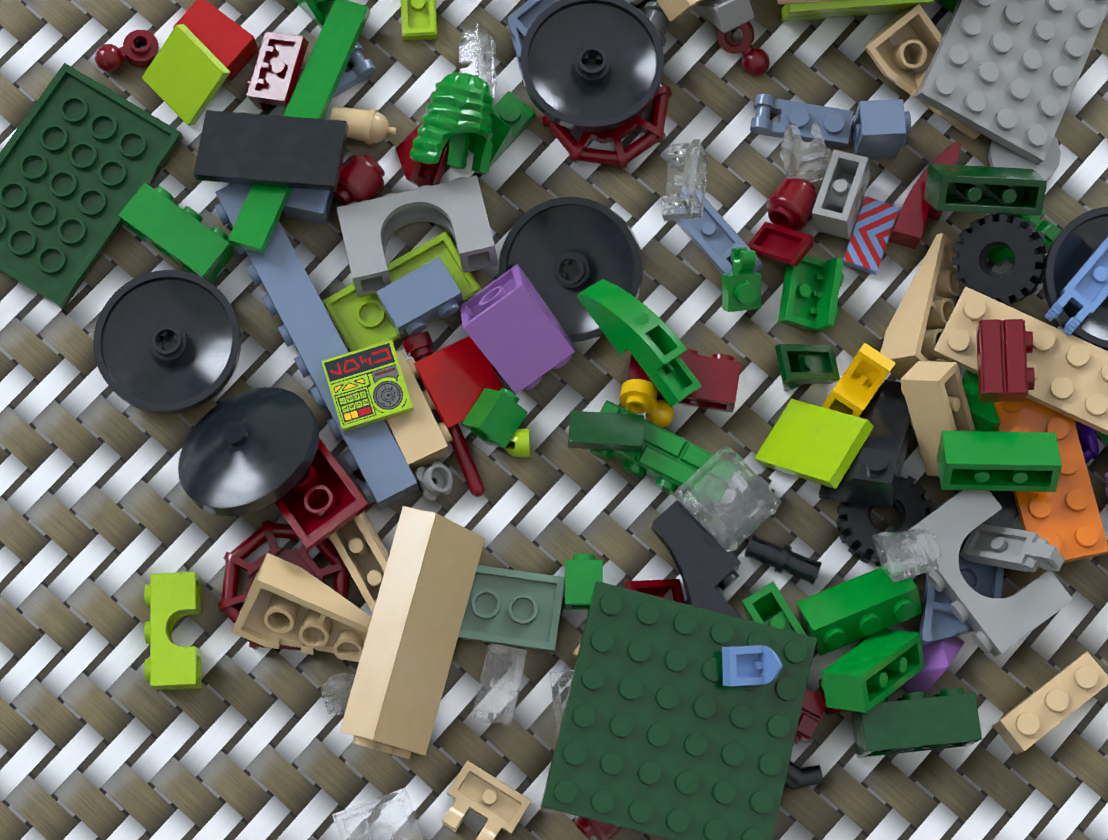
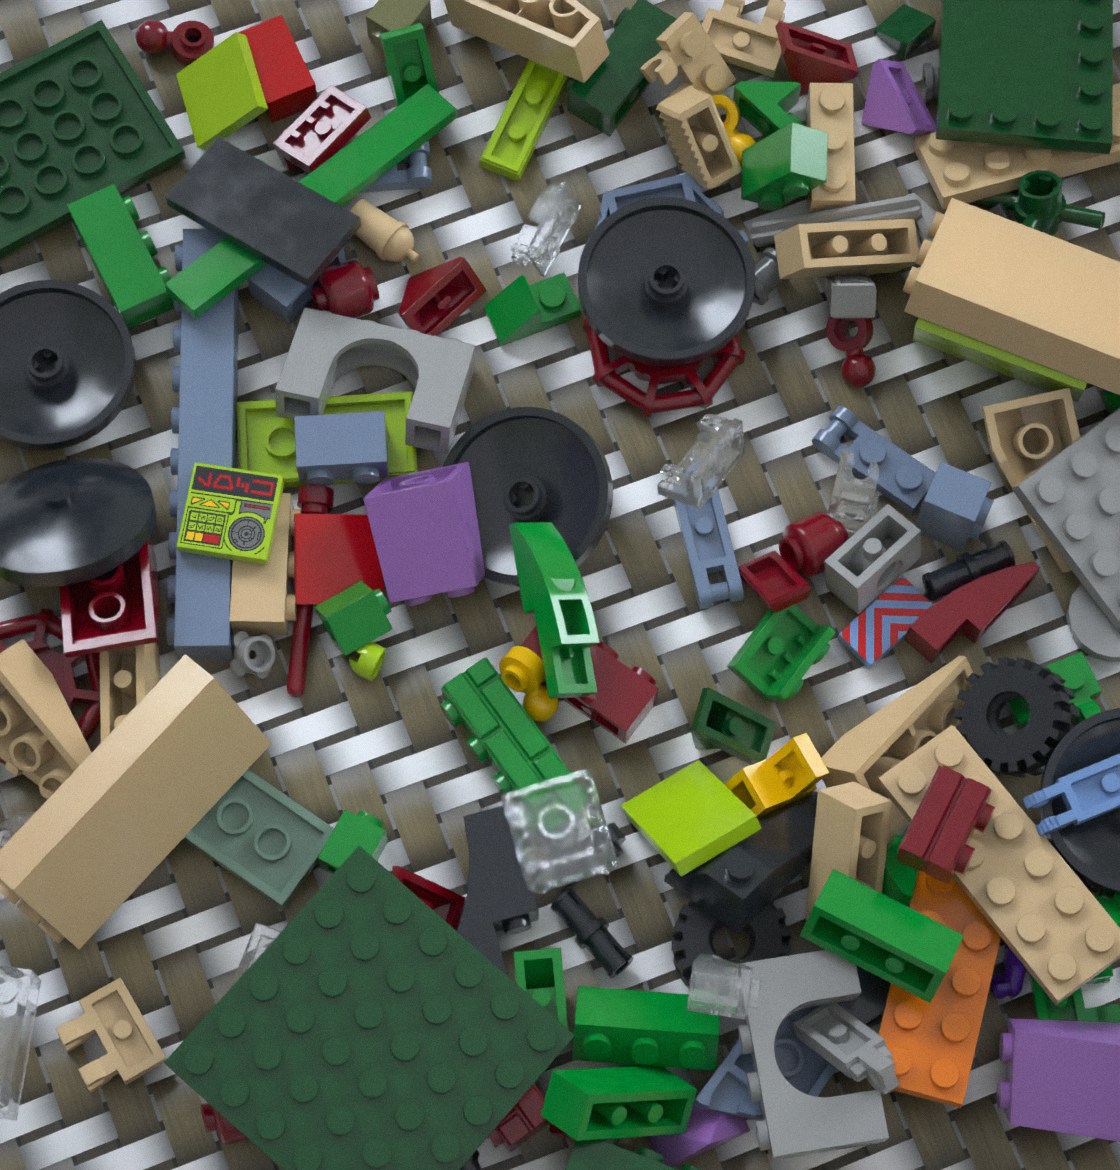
camera: 25 degrees right, 5 degrees down
(457, 108) = (493, 261): green hair -> none
(499, 685) = (203, 915): clear hinge -> none
(606, 431) = (464, 690): dark green slope -> none
(743, 286) = (707, 607): green plate -> none
(749, 665) = (475, 1022): medium blue plate -> none
(909, 169) = (968, 568): none -> black pin
(985, 189) = (1034, 628): dark green brick -> none

